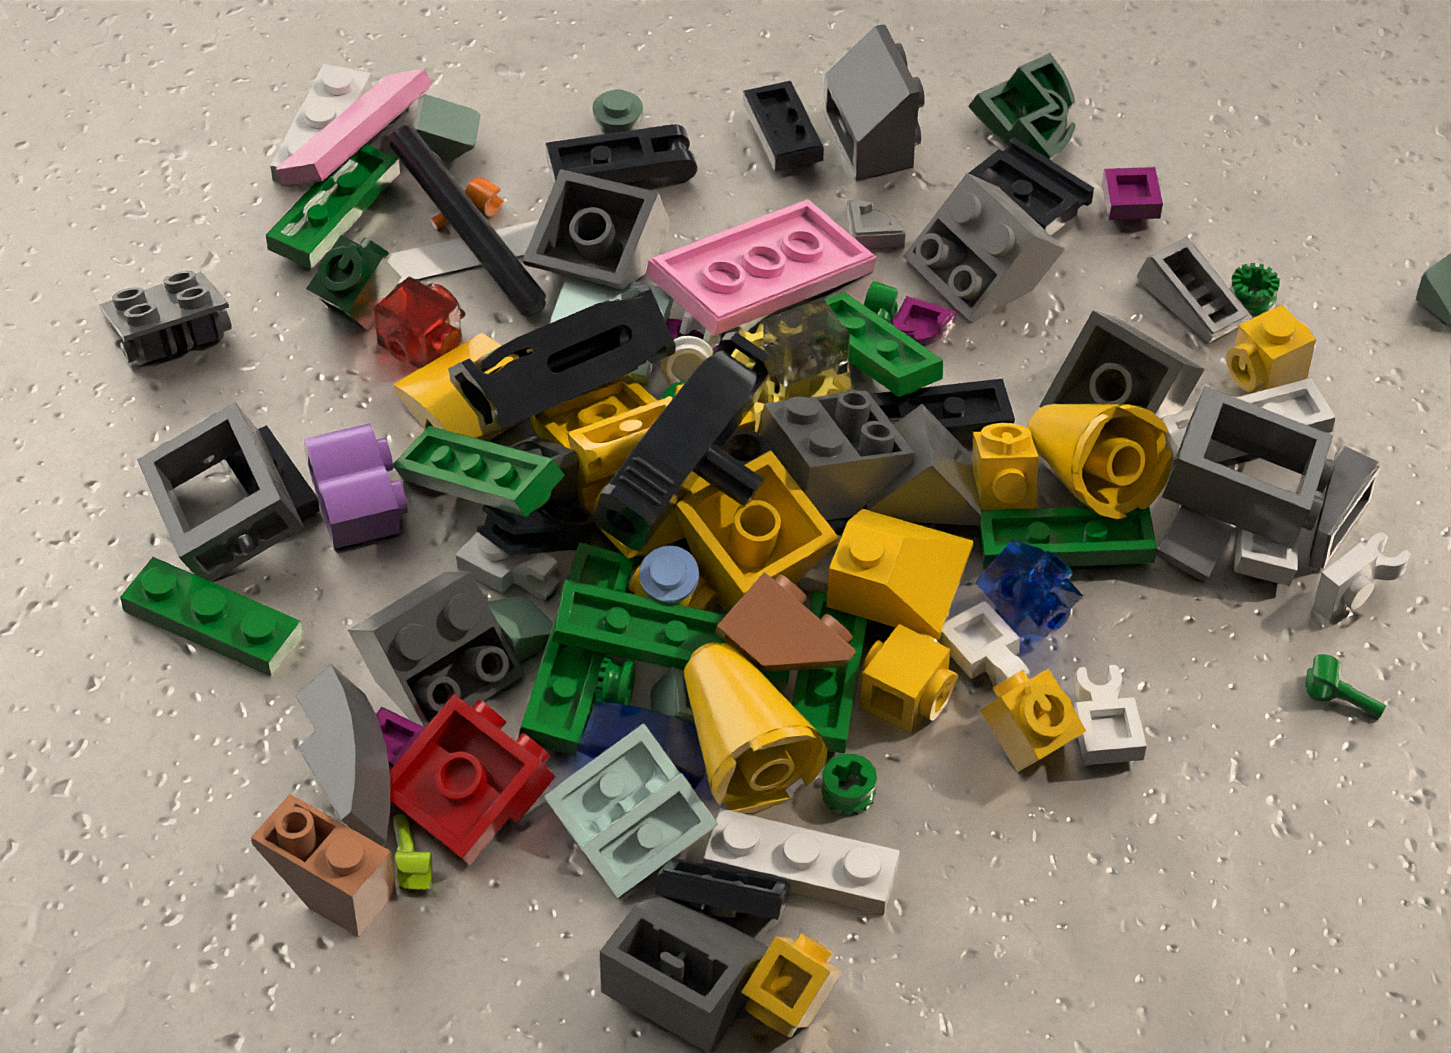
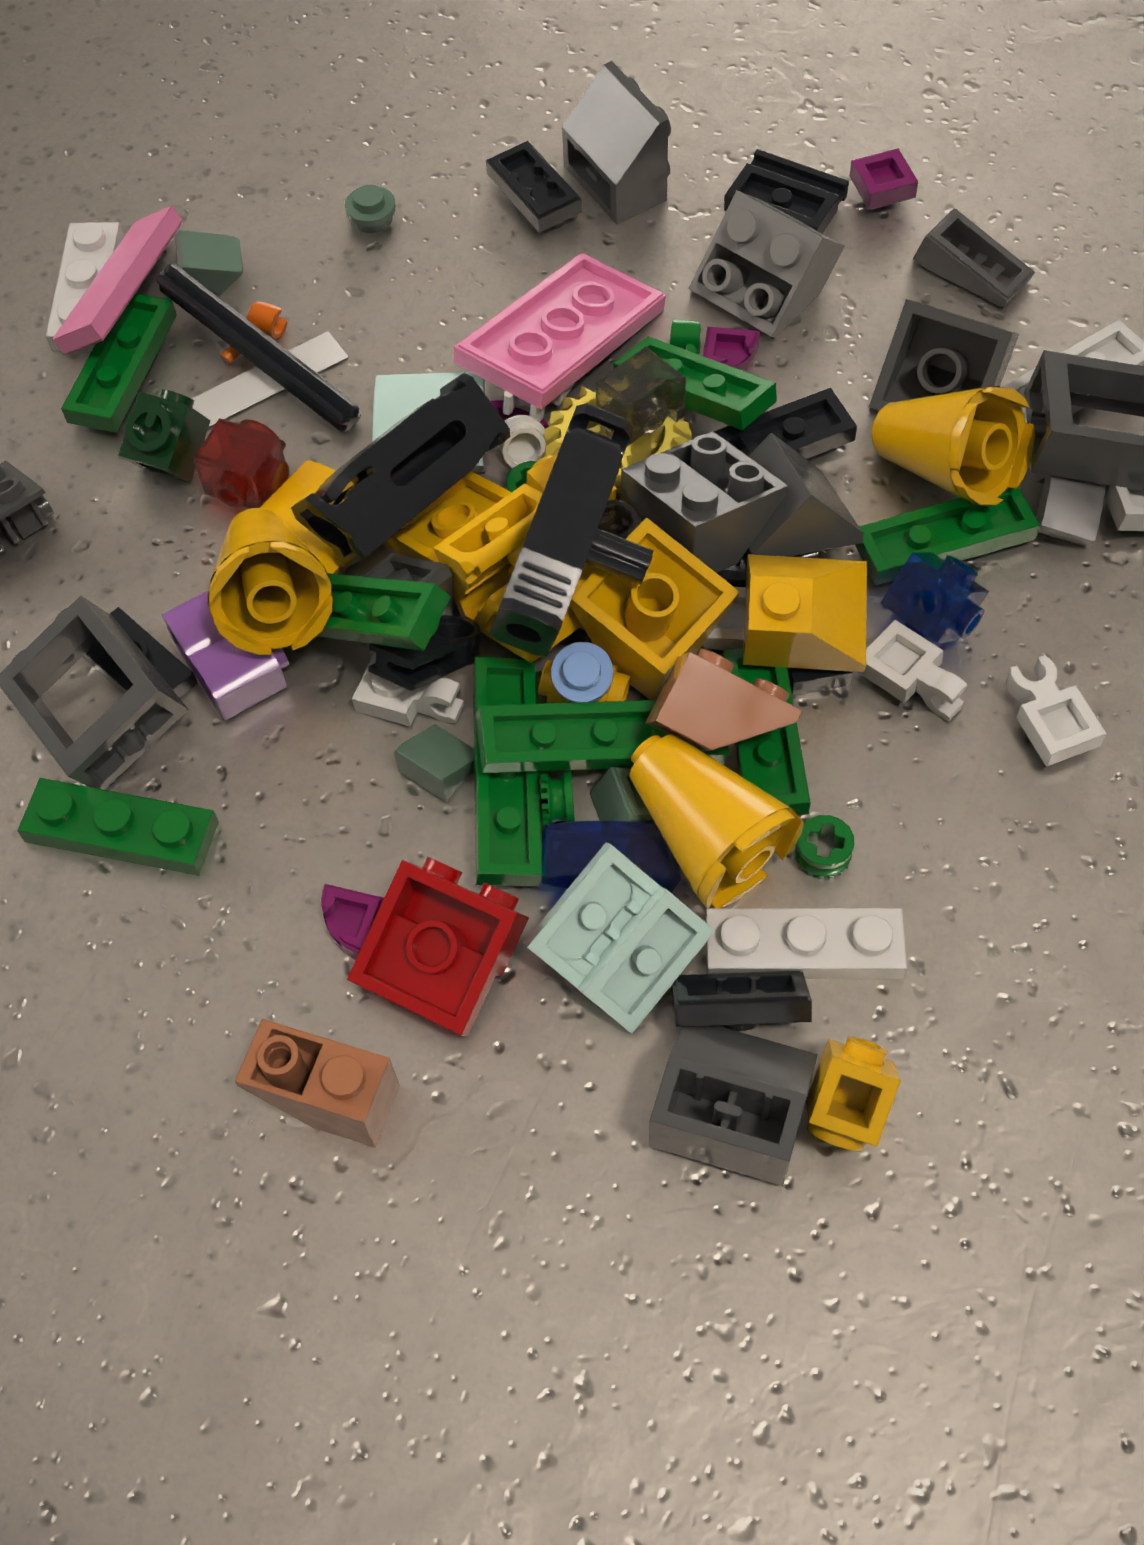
camera: 10 degrees left, 10 degrees up
(347, 752) = (308, 953): slope -> none
(405, 433) = (267, 586): none -> yellow cone
(413, 868) = (410, 1057): lime hand -> none
(437, 646) = (364, 807): dark grey slope -> none
(598, 230) = (392, 329): dark grey slope -> none
(626, 155) = (388, 252): black plate -> none
(873, 227) = (651, 265): light grey tile -> none
(907, 678) = (846, 720): yellow brick -> none
(1005, 467) = (869, 477): yellow brick -> none
(1030, 107) = (758, 117): dark green brick -> none
(1031, 717) = (988, 734): yellow brick -> none
(1258, 278) = (1037, 237): green bush -> none
(1271, 351) = (1074, 302): yellow brick -> none

